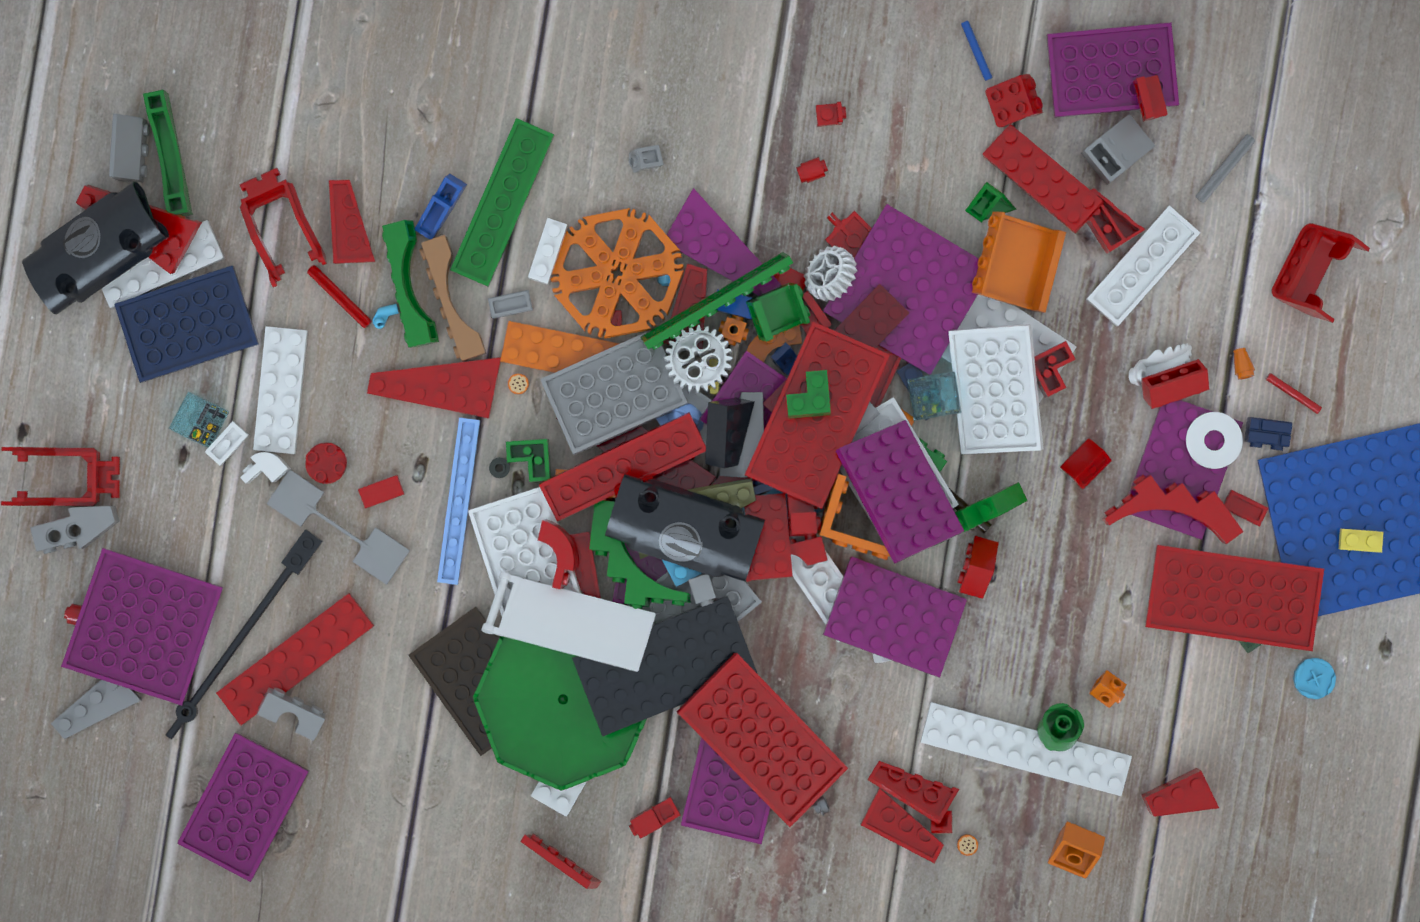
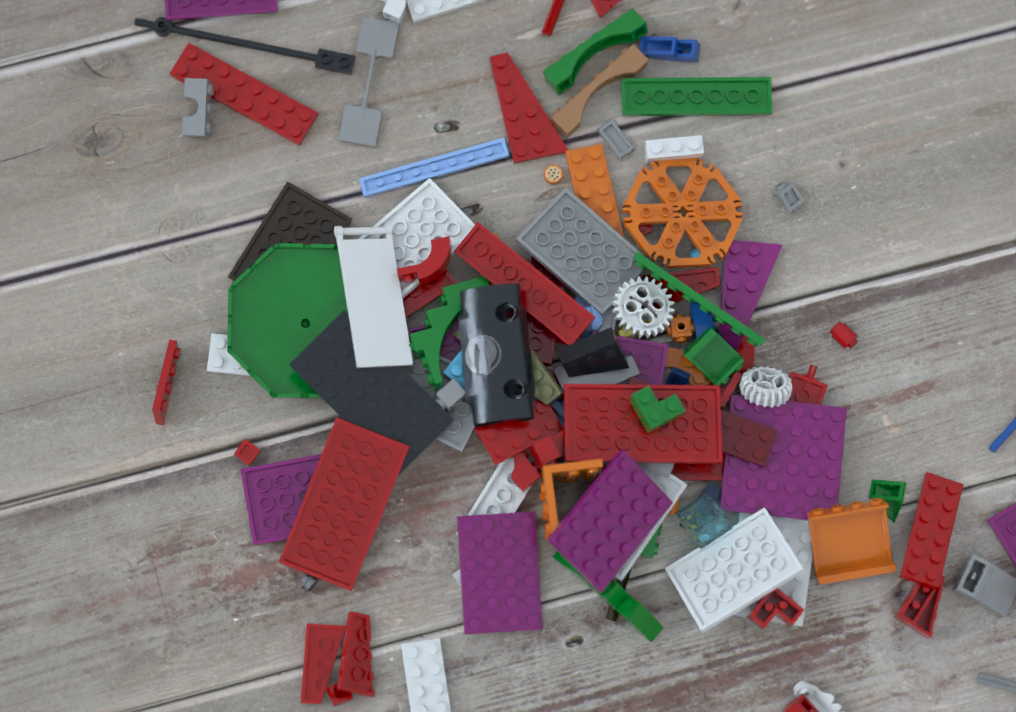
camera: 65 degrees right, 10 degrees down
(243, 807) = (102, 104): magenta plate -> none
(326, 463) = (417, 48): red dish -> none
(381, 491) = (413, 103): red tile -> none
(383, 313) = (559, 42): medium azure arm -> none
(492, 468) = (476, 194): pearl dark grey plate -> none
(536, 453) = (501, 211): green brick -> none
(645, 823) = (229, 438): red brick -> none
(830, 114) = (897, 330): red bracket -> none
(978, 567) = (574, 624): red brick -> none
(1014, 100) = (985, 478): red bracket -> none
(1086, 463) = (706, 680): red panel -> none
(1143, 266) = (898, 653): white plate -> none

